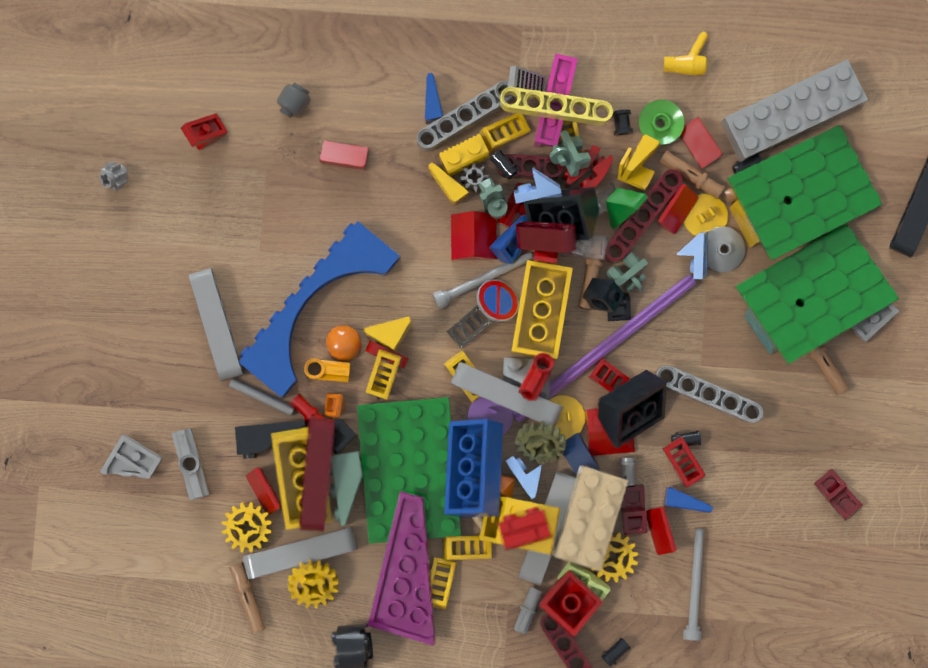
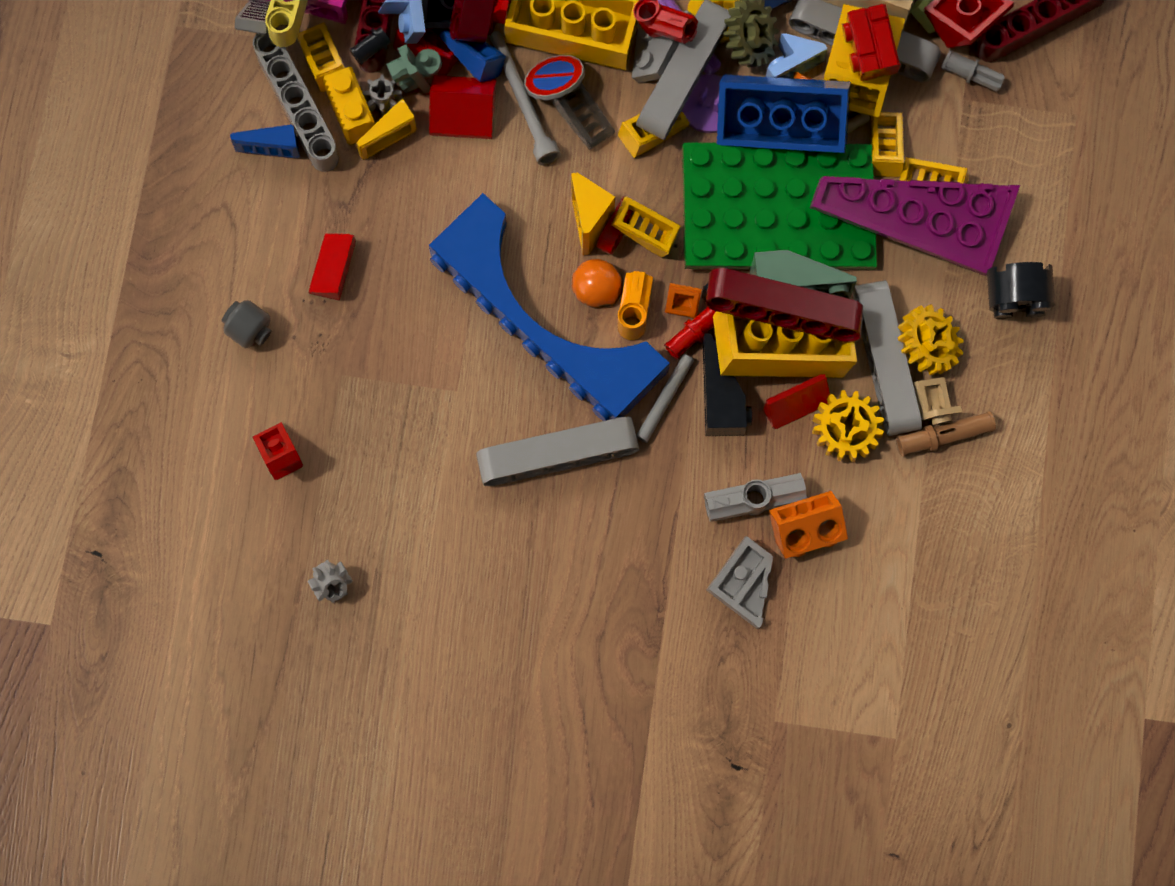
camera: 85 degrees left, 10 degrees down
(171, 501) = (807, 518): none -> orange brick
(268, 588) = (934, 401): none -> tan bracket

